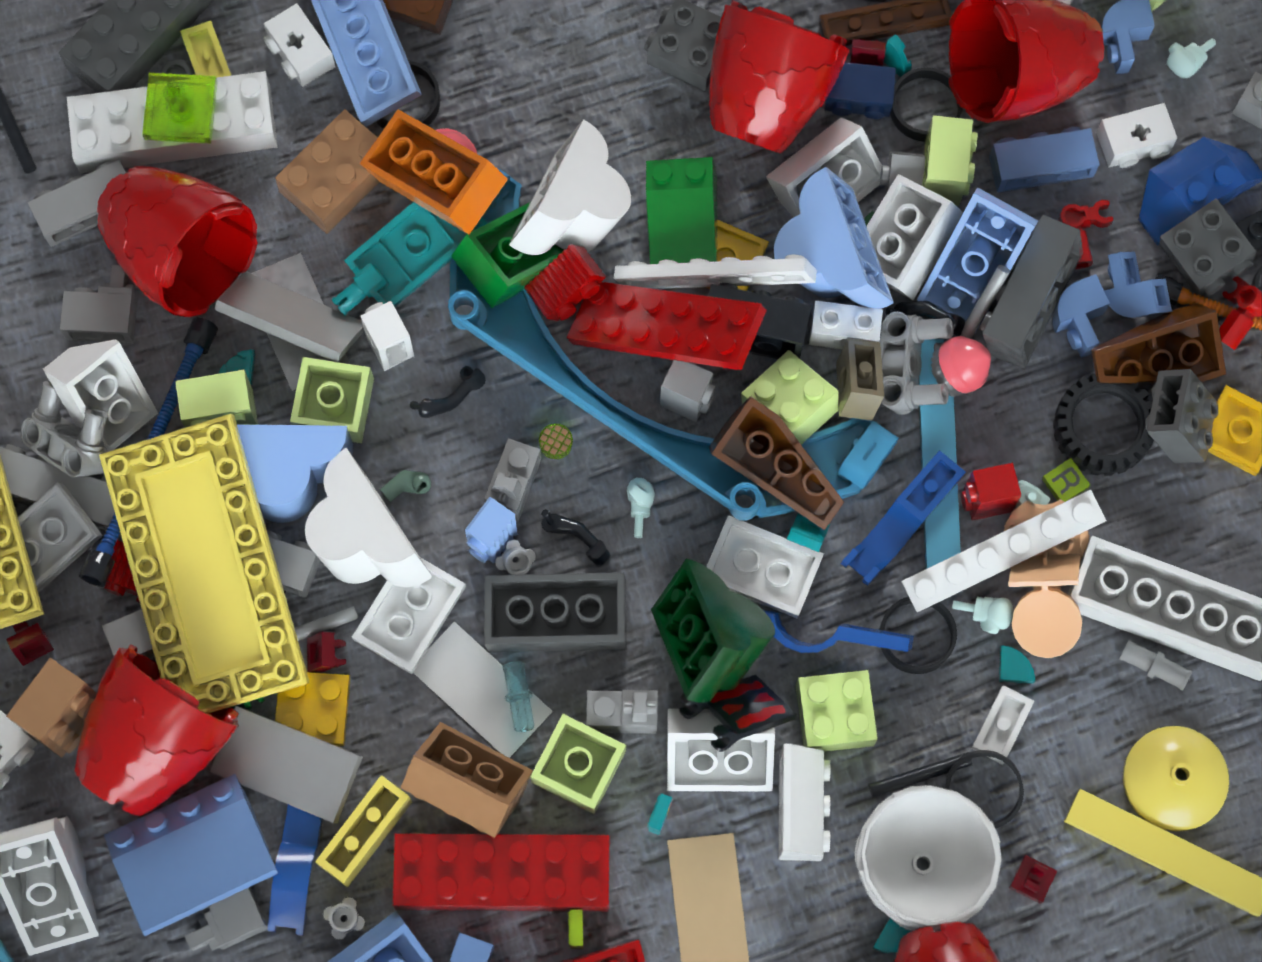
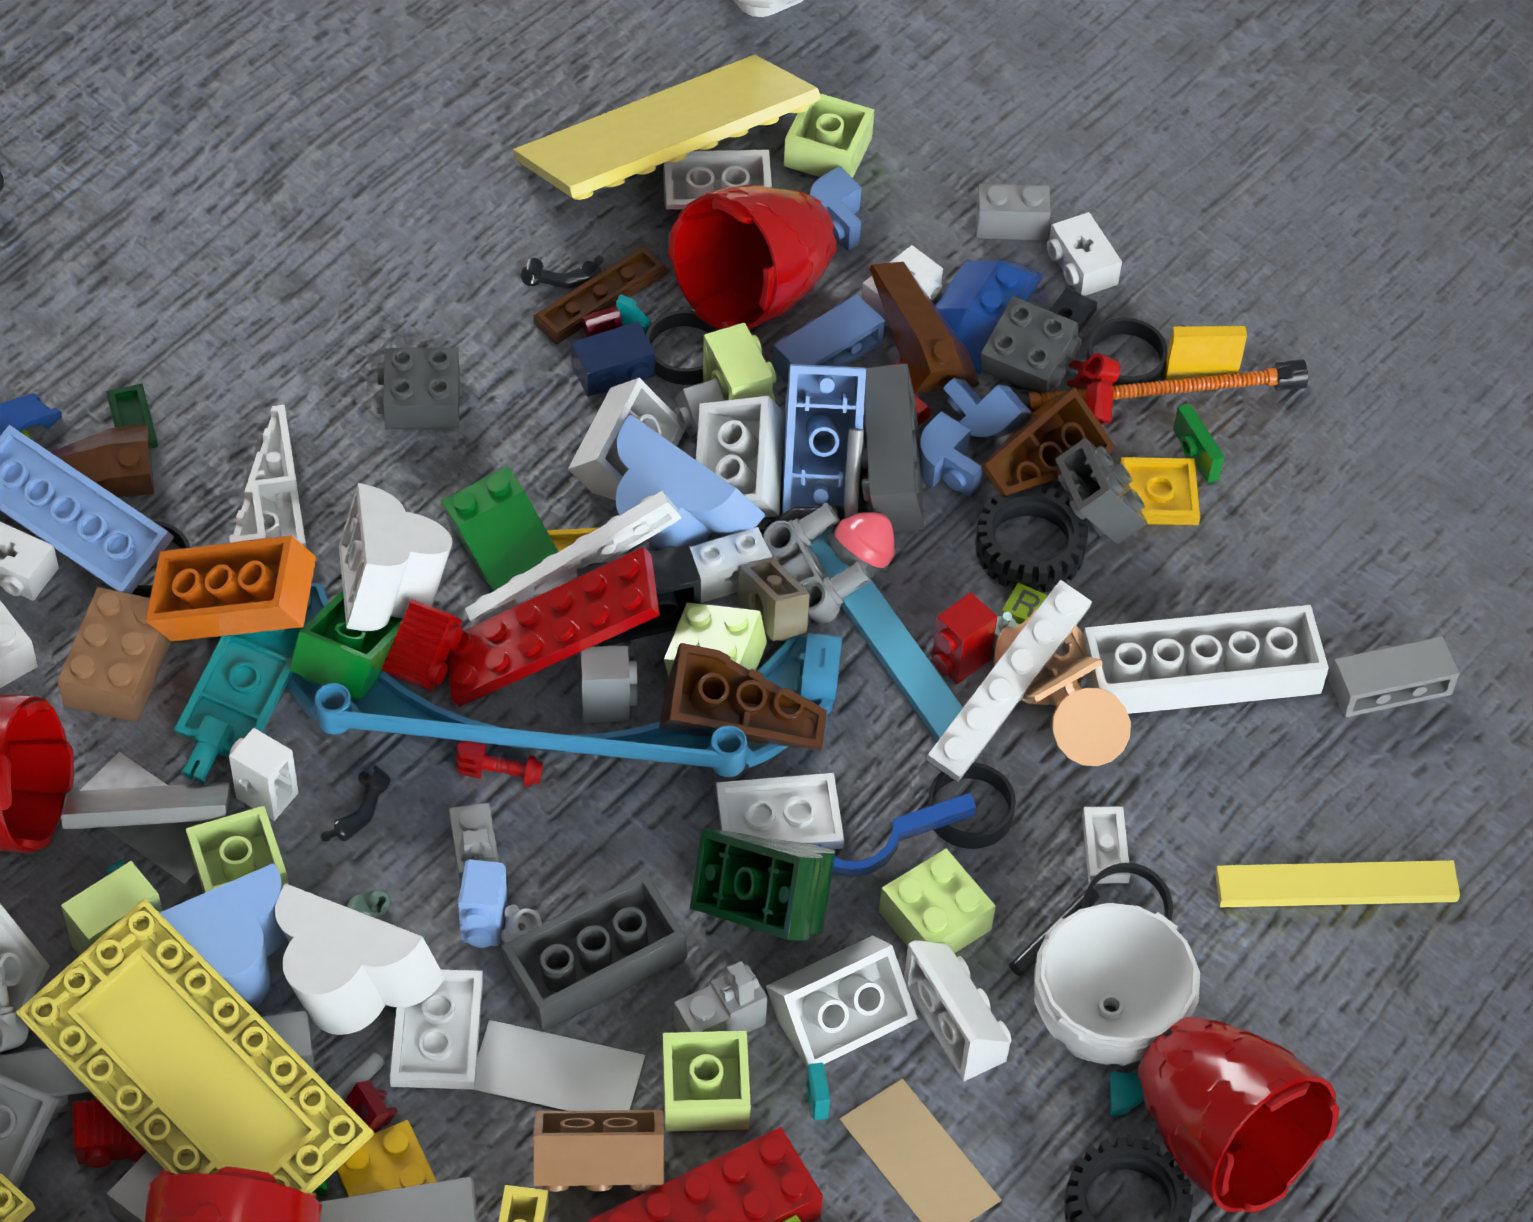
camera: 30 degrees left, 20 degrees down
(198, 341) = (71, 1124): hose -> none
(513, 106) = (271, 492): none -> white wedge
(518, 696) = (602, 1051): clear light blue axle -> none
(555, 441) = (500, 798): tile -> none
(558, 403) = (472, 761): none -> red hinge
(558, 524) = (547, 875): black piece -> none
(641, 496) = (616, 808): light aqua piece -> none
(742, 711) = (842, 945): black flag -> none
(769, 75) = (521, 366): red piece -> none
(807, 533) = (805, 762): teal tile -> none
(904, 517) = (892, 703): blue piece -> none
(990, 611) = (1030, 751): light aqua piece -> none
(1014, 666) = (1083, 789): teal tile -> none
(1033, 879) = (1225, 971): dark red tile -> none
(1124, 197) = (921, 331): none -> reddish brown wedge
(1155, 664) = (1215, 723): light grey pin -> none
(1156, 790) = (1294, 831): light yellow dish -> none
(1188, 59) = (907, 209): light aqua piece -> none

